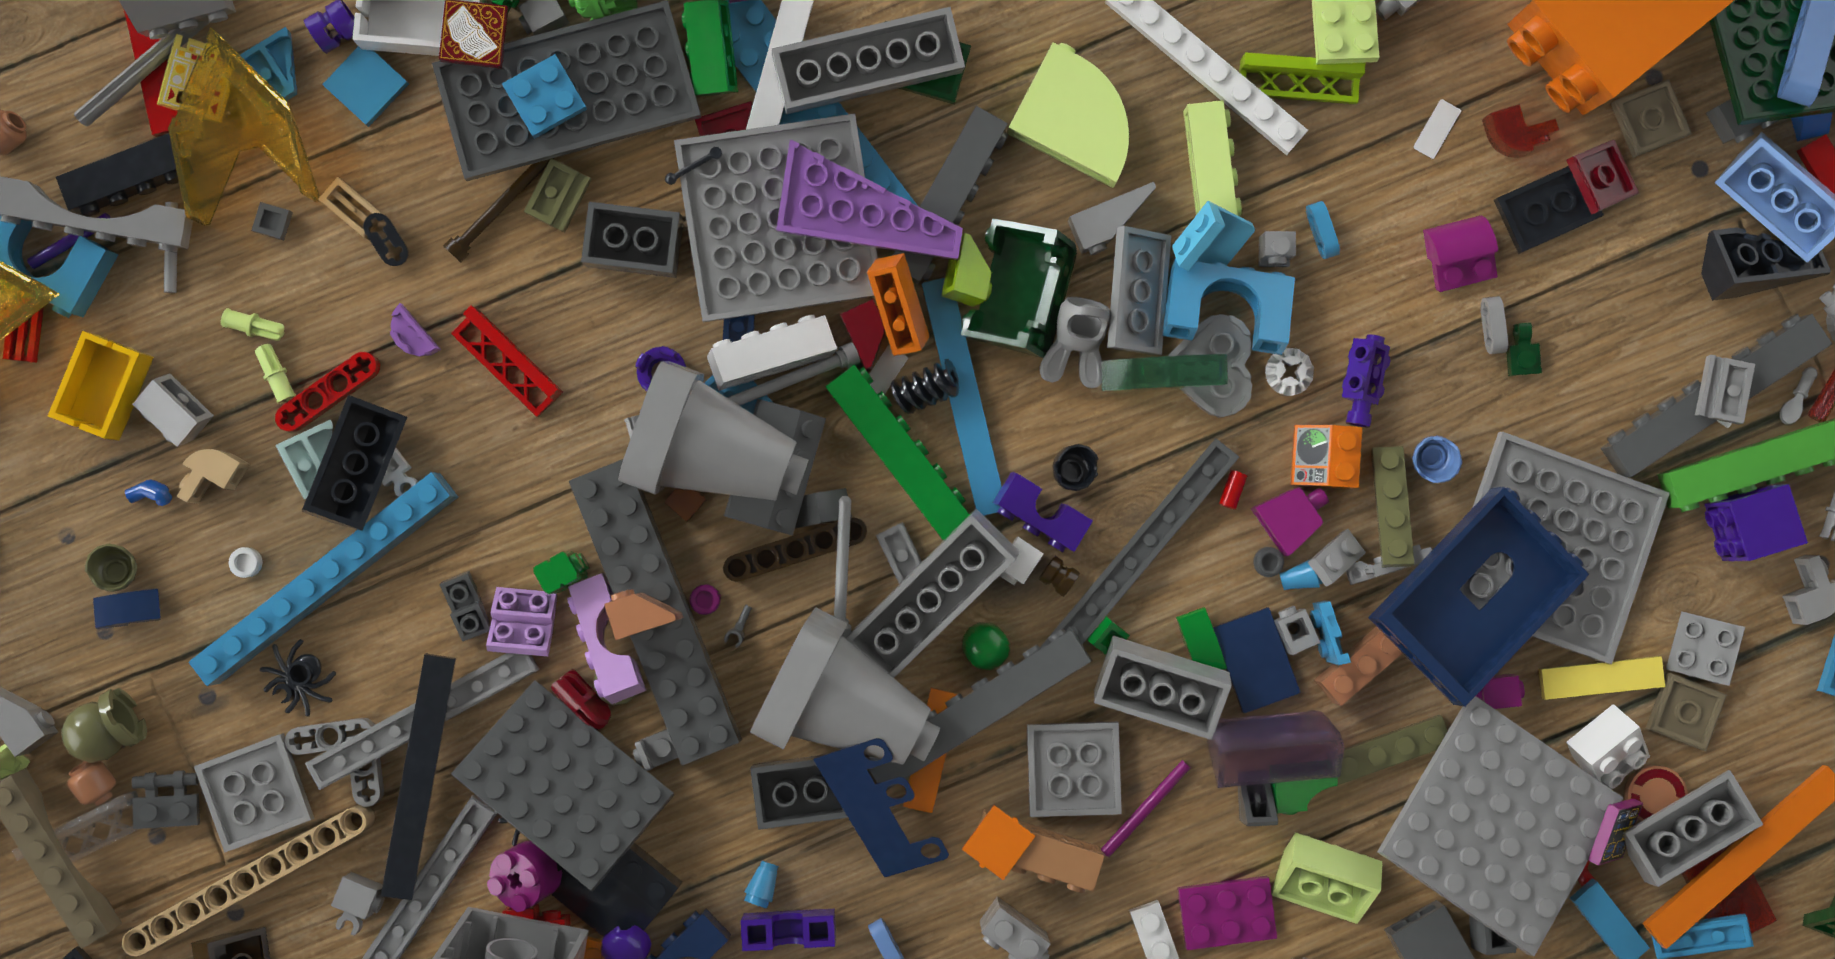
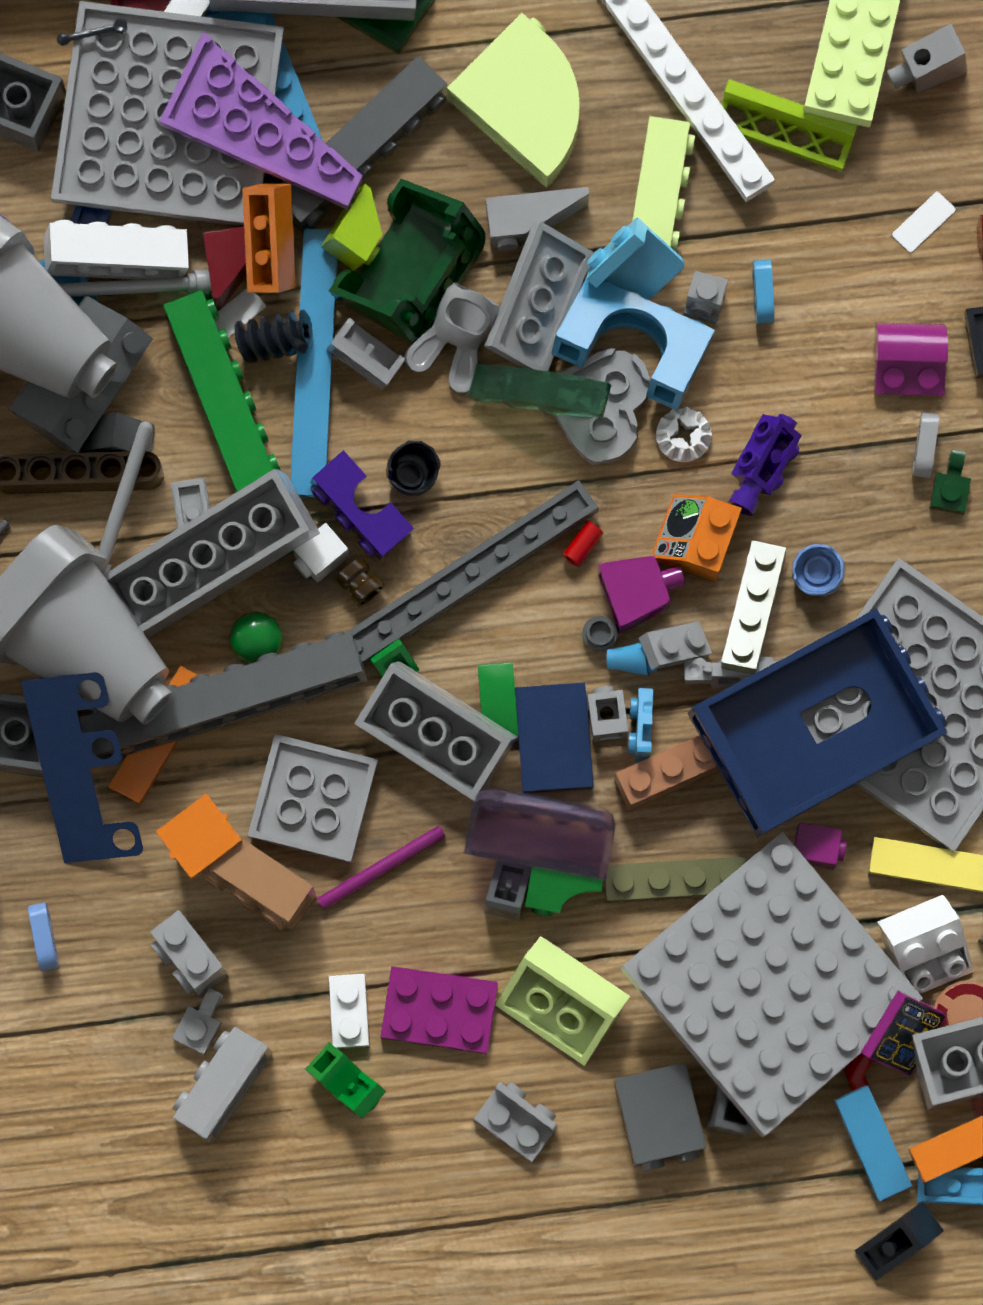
camera: 20 degrees right, 10 degrees down
(1007, 378) = (365, 354): none -> light grey hinge

